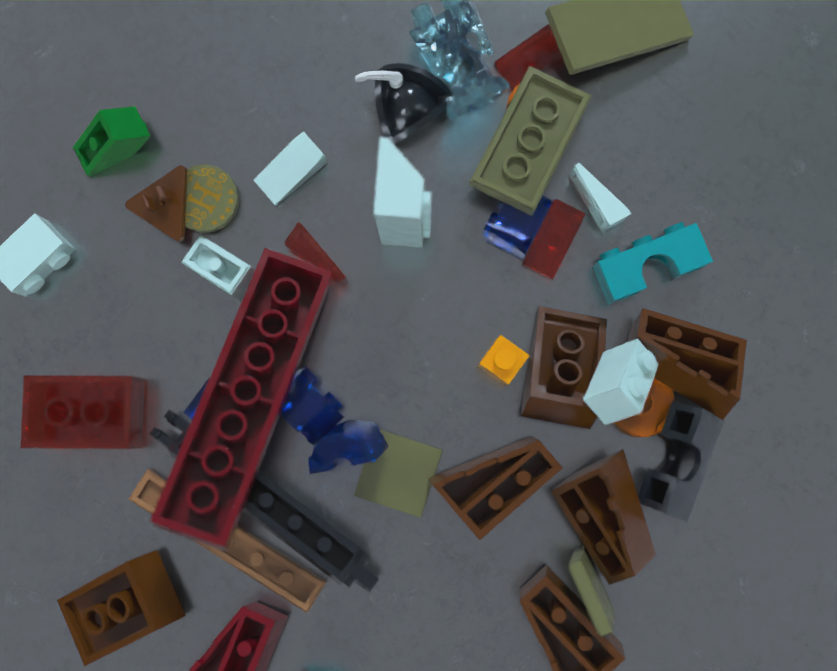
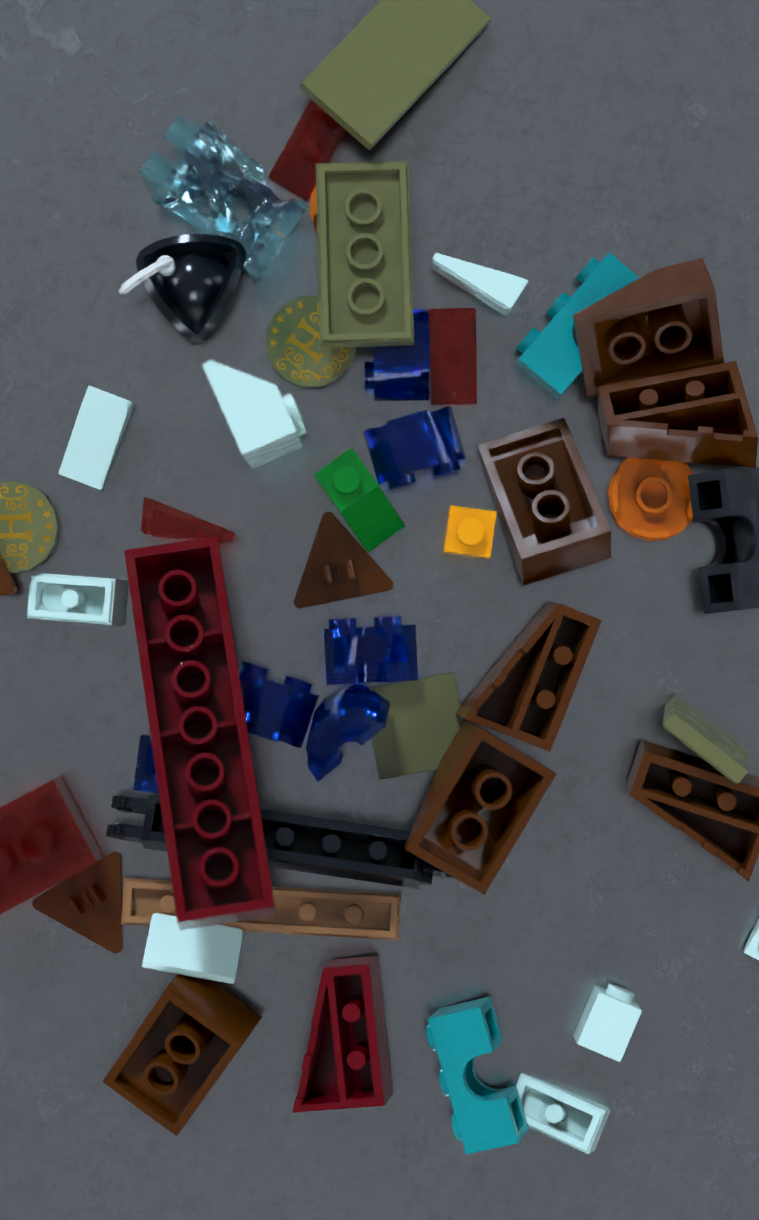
camera: 35 degrees left, 5 degrees up
(116, 473) = (90, 903): none -> reddish brown piece
(165, 549) = (195, 952): none -> light aqua slope
(393, 406) = (370, 653): none -> clear blue cylinder
(402, 339) = (338, 568): none -> reddish brown piece
(409, 551) = (477, 806): none -> reddish brown slope
(441, 299) = (359, 499): none -> green slope
(451, 182) = (296, 349): none -> olive tile
(497, 283) = (415, 445): none -> clear blue cylinder
(608, 516) = (681, 647): reddish brown wedge -> none
(621, 382) = (616, 487): light aqua brick -> none
(700, 286) = (651, 327): none -> reddish brown slope

